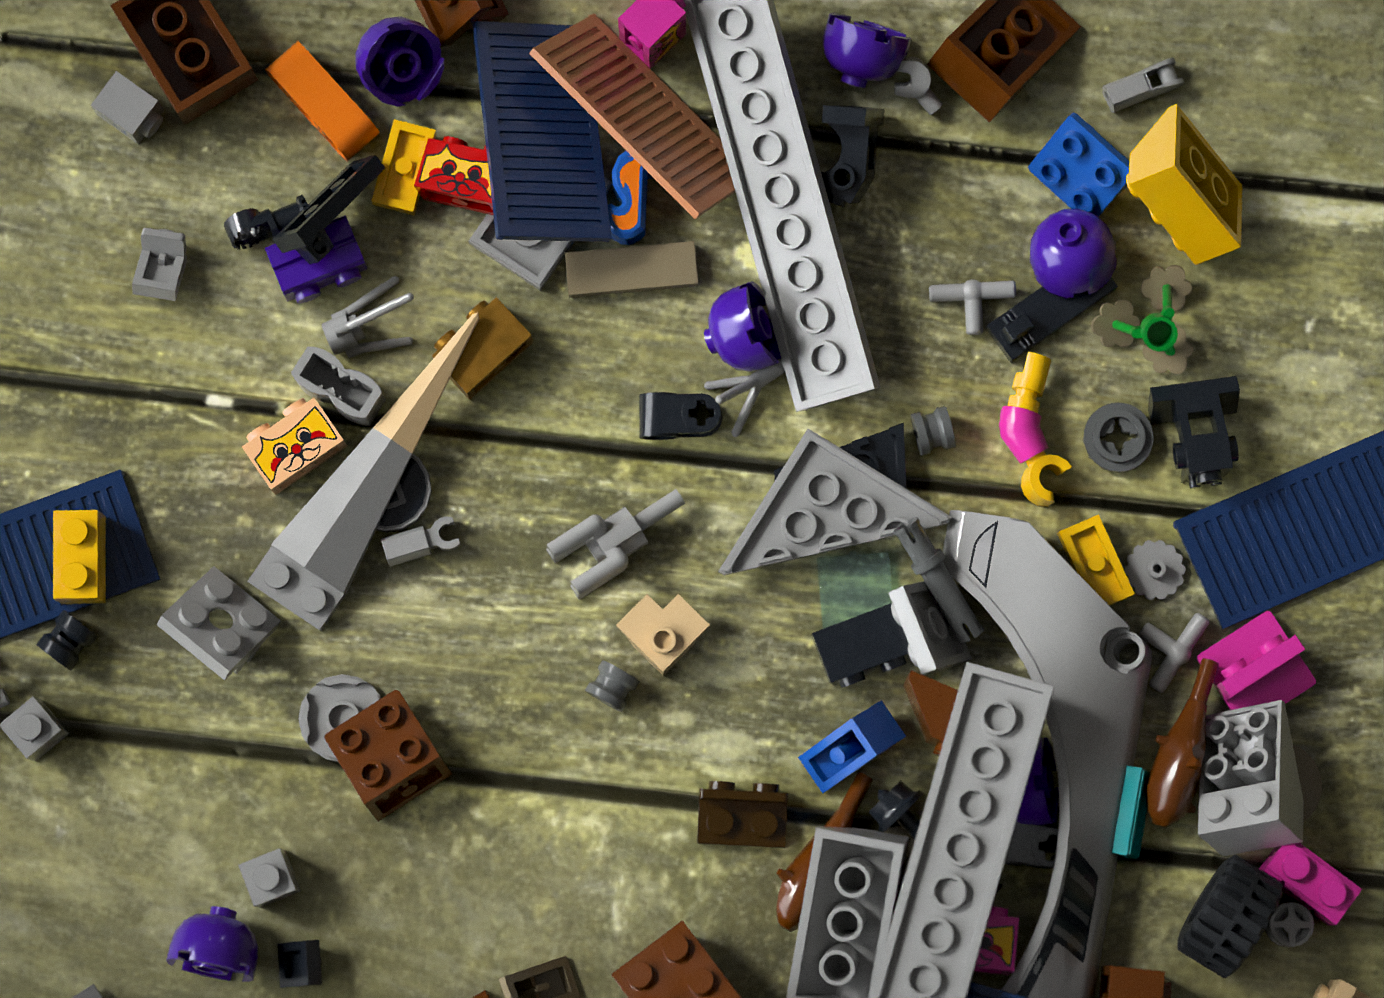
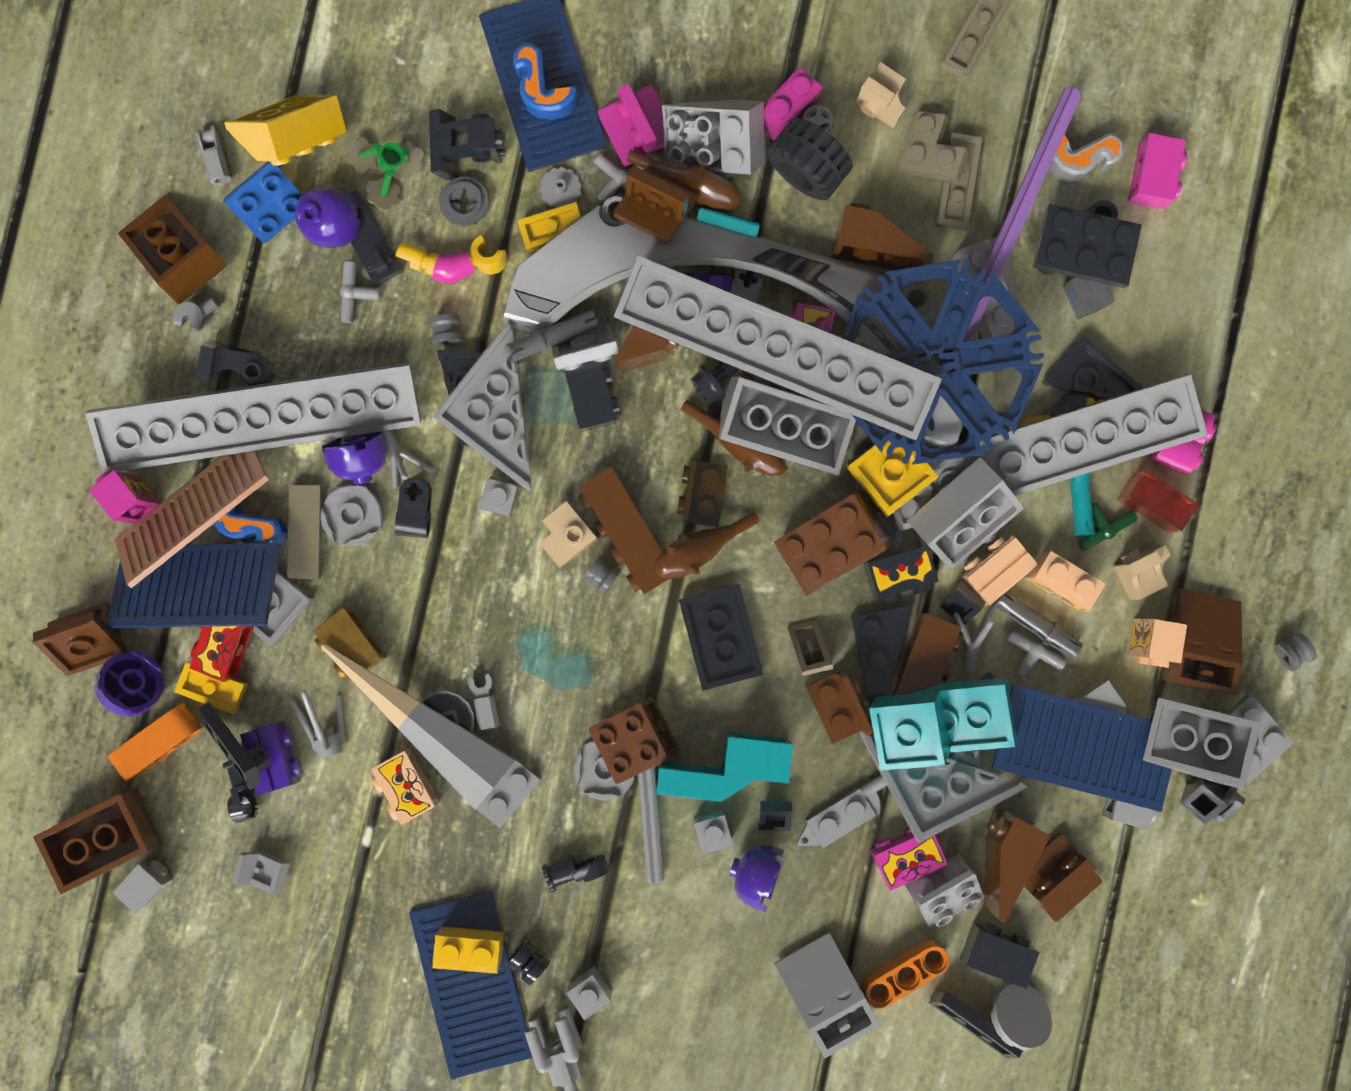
camera: 85 degrees left, 5 degrees up
(197, 684) = (569, 870): none -> black connector
(217, 648) = (545, 855): light grey piece -> none
(269, 791) = (651, 826): none -> light grey axle
(350, 391) = (368, 743): light grey brick -> none
(373, 909) = (744, 760): none -> teal piece
(483, 612) = (539, 661): none -> clear light blue tile
(542, 861) = (720, 637): none -> black plate
(610, 541) = (498, 566): light grey plant -> none
(661, 331) = (352, 515): none -> light grey tile
(662, 816) = (698, 548): none -> reddish brown piece
(676, 715) = (625, 528): none -> reddish brown brick
(706, 530) = (498, 497): none -> light grey plate
(852, 746) = (662, 411): blue slope -> none
(863, 49) = (162, 348): dark purple cylinder -> none
(1137, 704) = (654, 204): none -> reddish brown bracket
(1290, 517) = (538, 101): none -> blue animal

